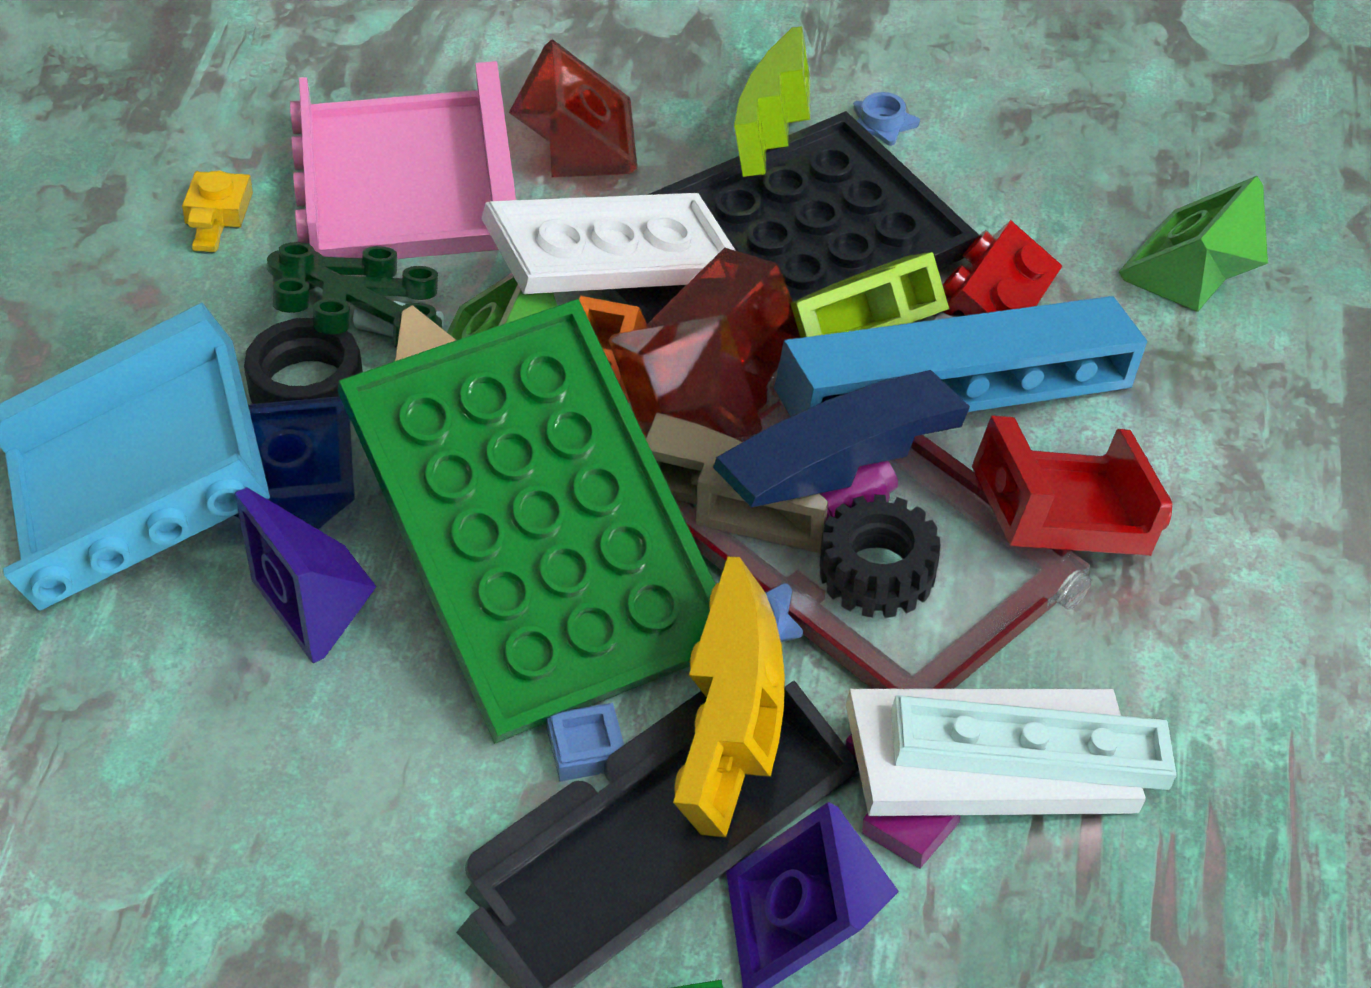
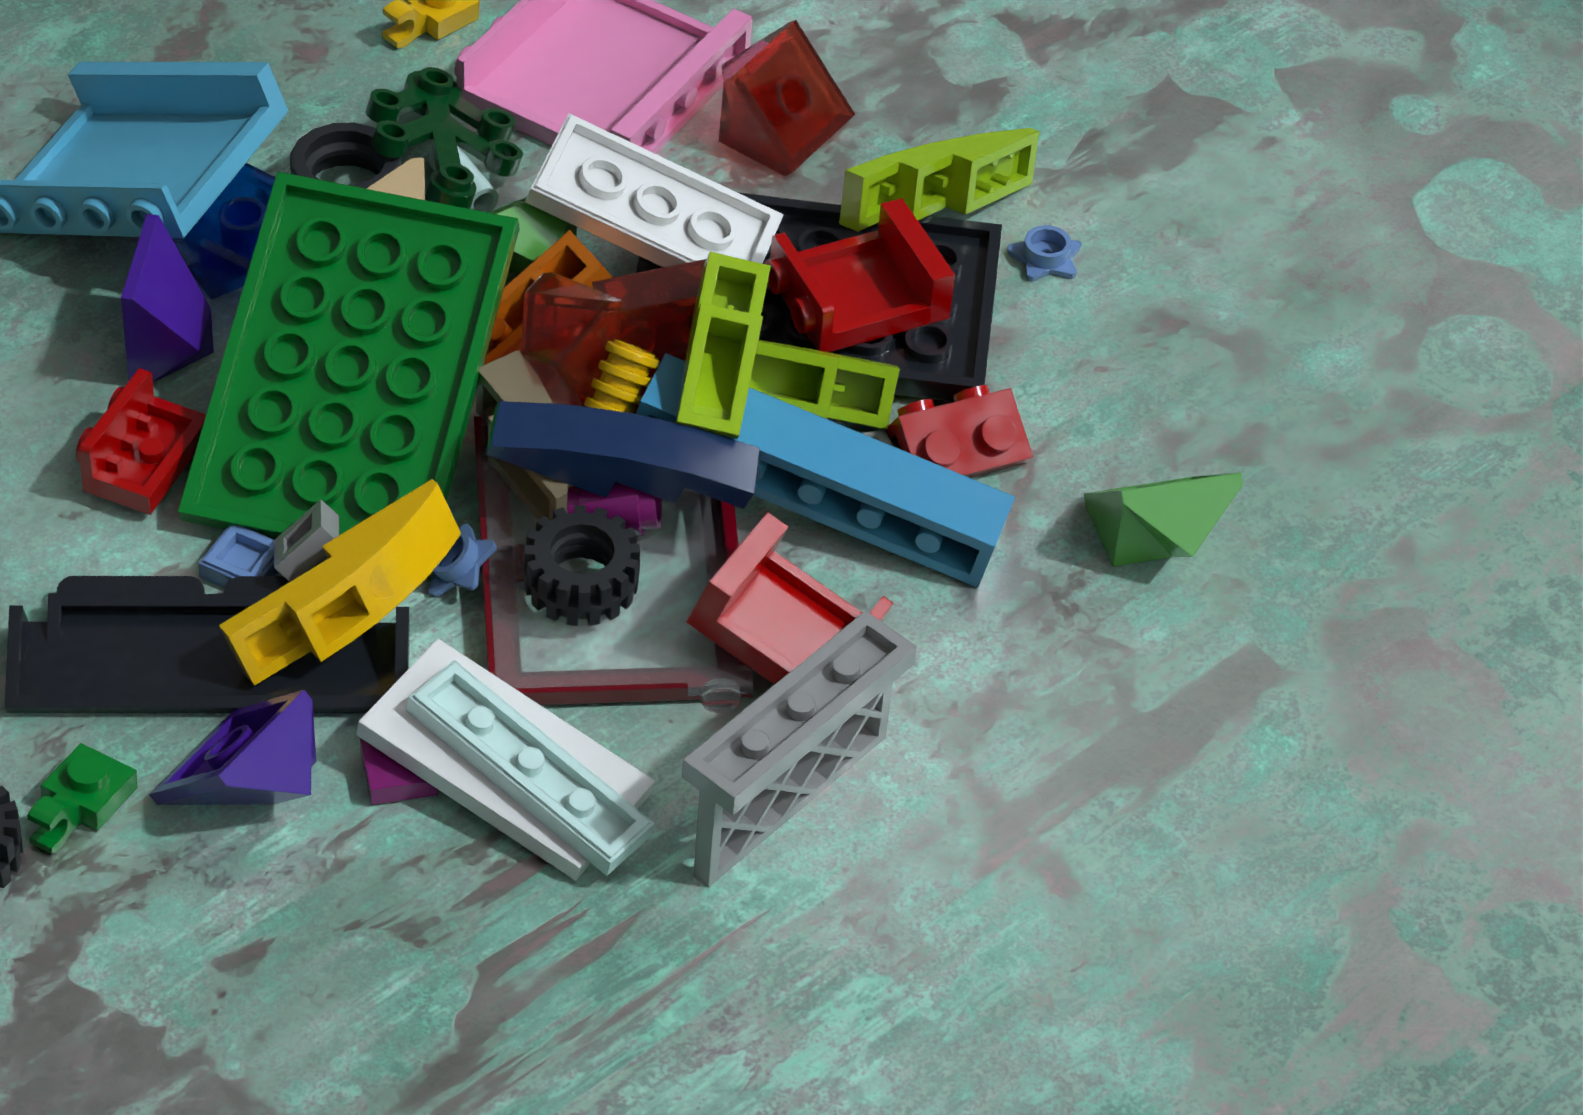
camera: 35 degrees right, 0 degrees up
(406, 703) = (138, 446): none -> red bracket
(647, 684) = (301, 544): none -> light grey plate
(768, 386) = (622, 377): none -> yellow piece
(817, 204) = (864, 282): none -> red panel
(832, 302) = (722, 344): none -> lime slope
(1229, 573) = (793, 742): none -> light grey fence

